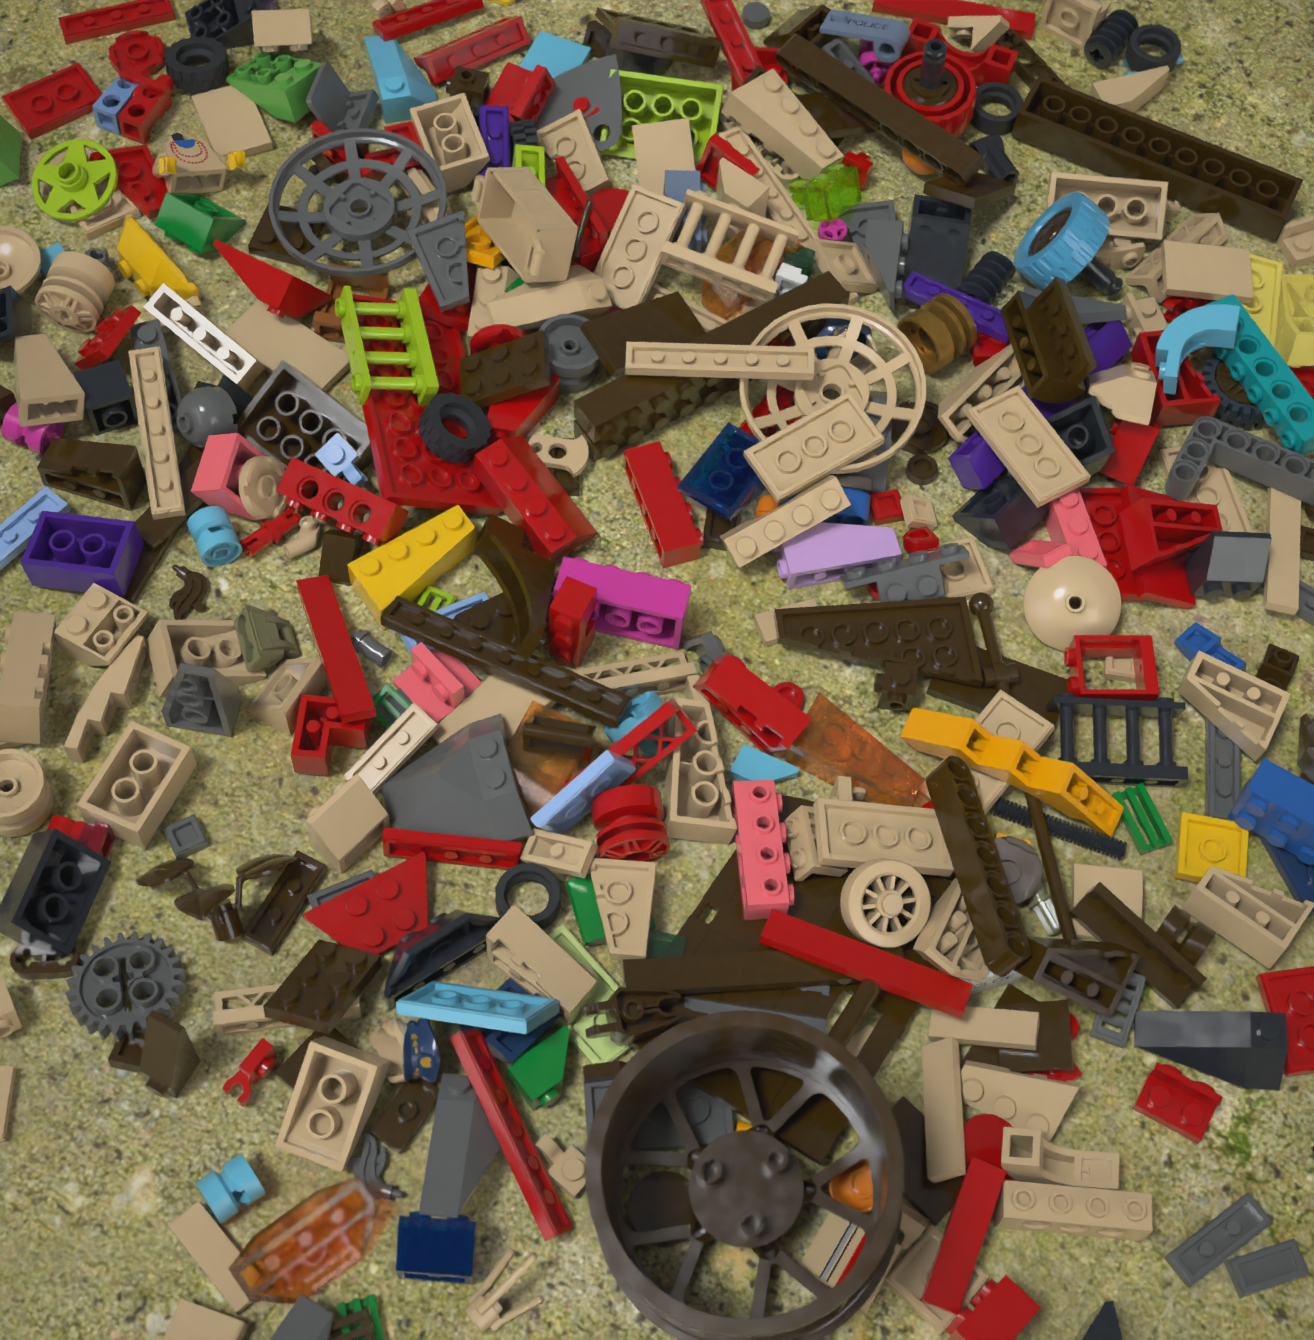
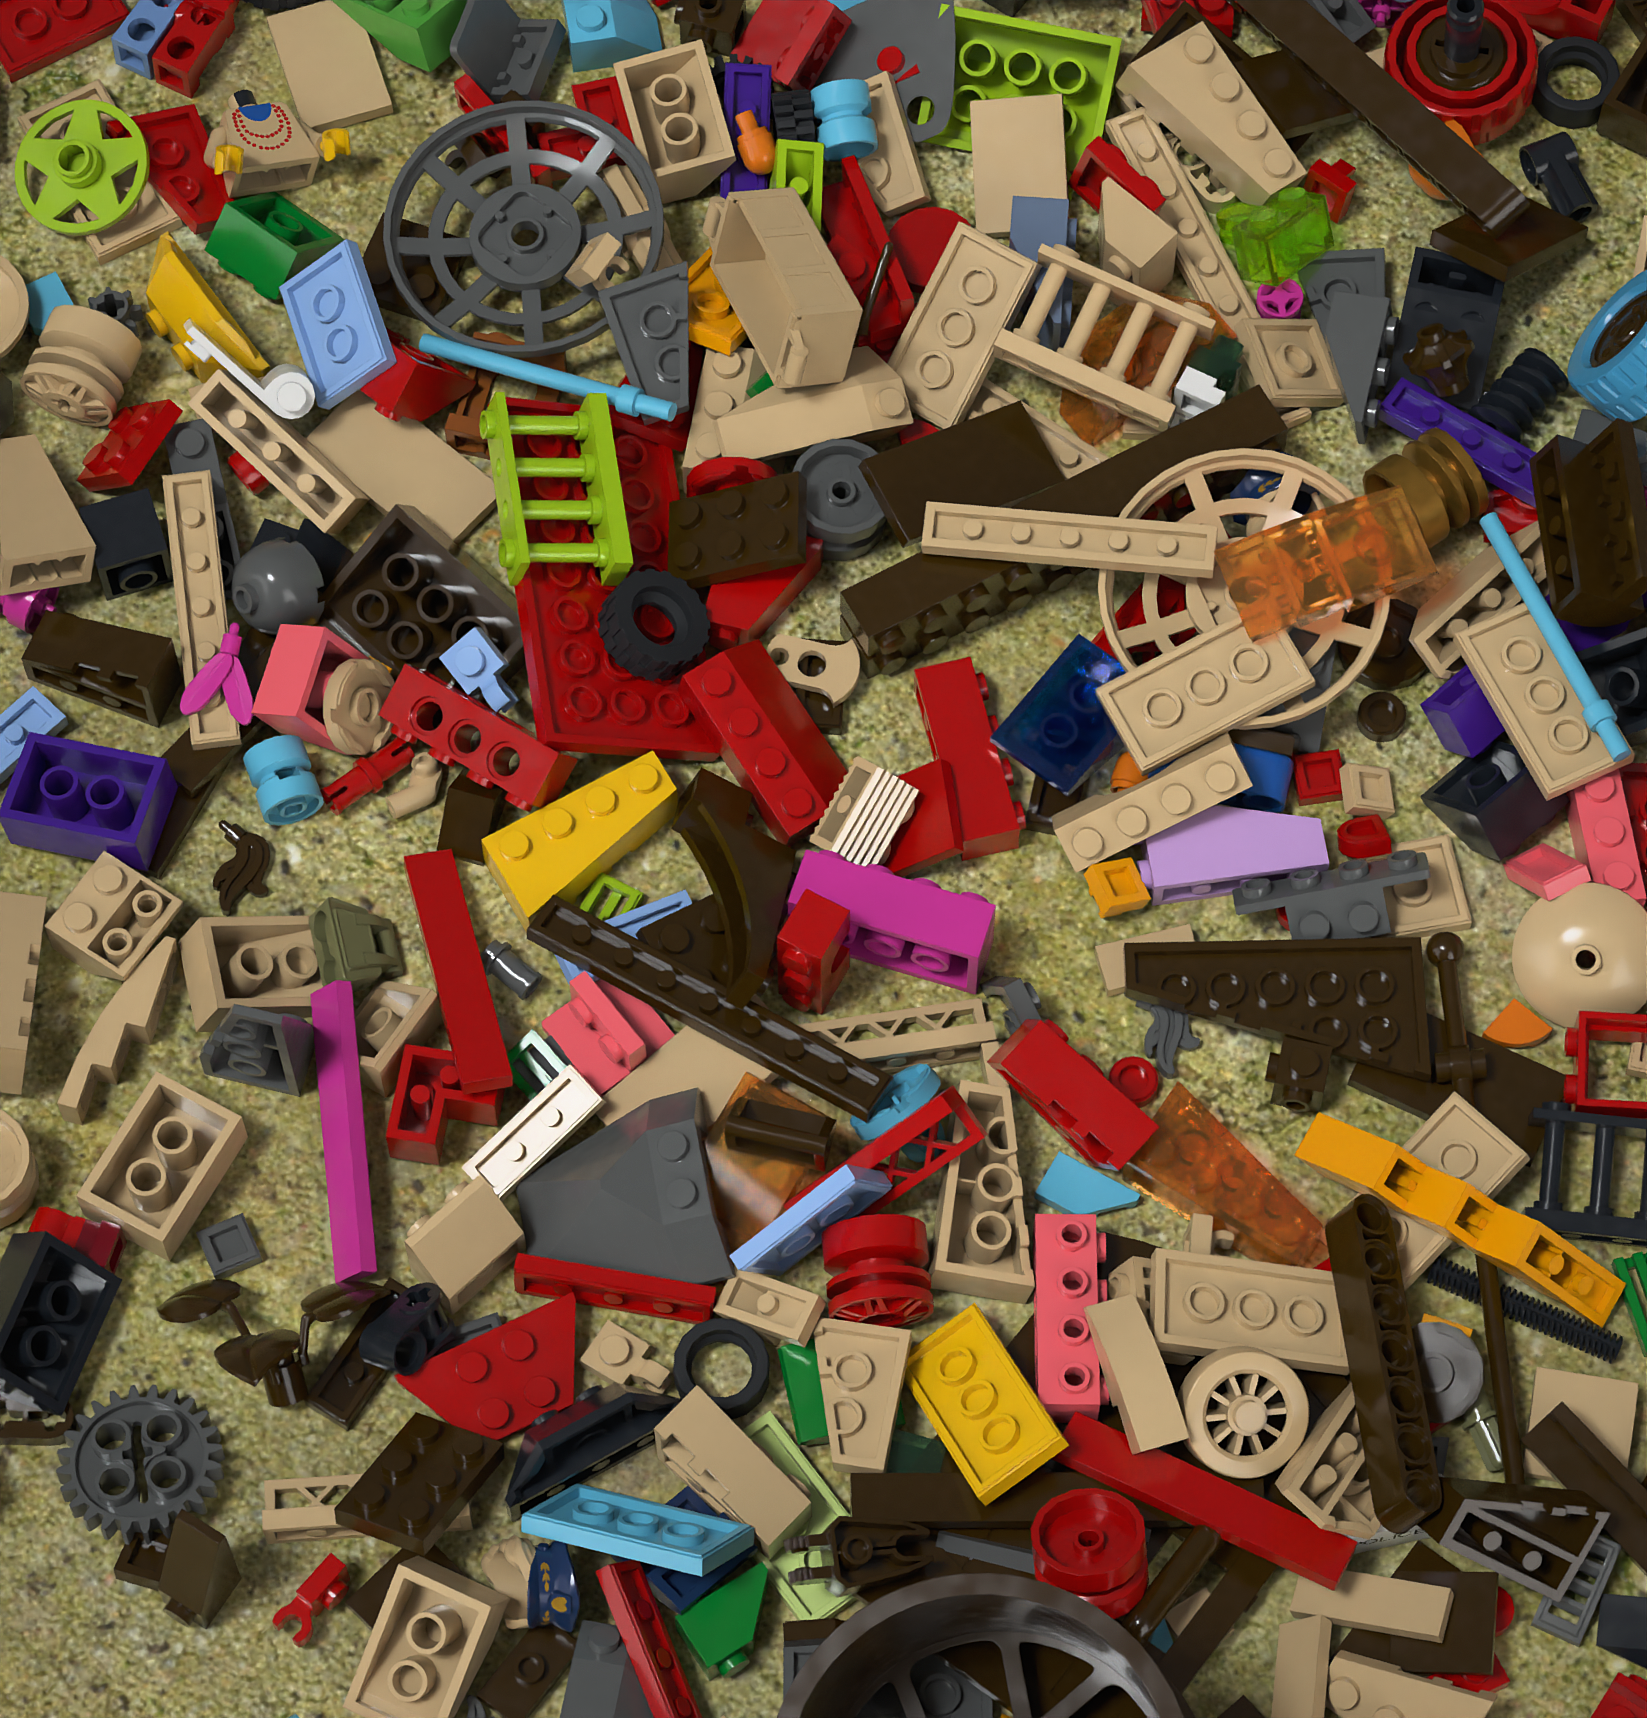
camera: 10 degrees right, 5 degrees up
(172, 467) = (226, 672): none -> dark pink piece
(186, 353) = (247, 474): none -> red tile
(208, 300) = (283, 389): none -> white door
(241, 260) = (337, 324): none -> light blue tile
(262, 756) = (343, 1132): none -> dark pink tile
(309, 884) = (408, 1333): none -> black piece
(404, 215) = (594, 260): none -> tan tile
(429, 292) = (626, 398): none -> medium azure bar
(461, 894) = (622, 1358): none -> tan plate
(501, 150) = (755, 144): none -> orange cylinder
(555, 135) = (842, 112): none -> medium azure wheel
(600, 534) = (865, 814): none -> tan brick
(631, 539) = (933, 828): none -> red tile
(709, 909) = (981, 1404): none -> yellow tile
(765, 577) = (1116, 887): none -> light orange tile
(797, 991) = (1093, 1548): none -> red wheel
(805, 667) = (1166, 1033): none -> dark grey piece
(812, 881) = (1135, 1374): none -> tan slope
(885, 366) = (1325, 562): none -> clear orange slope
(937, 256) = (1441, 359): none -> dark brown rock
(1032, 651) = (1517, 1027): none -> orange tile
(1064, 449) = (1597, 711): none -> medium azure bar

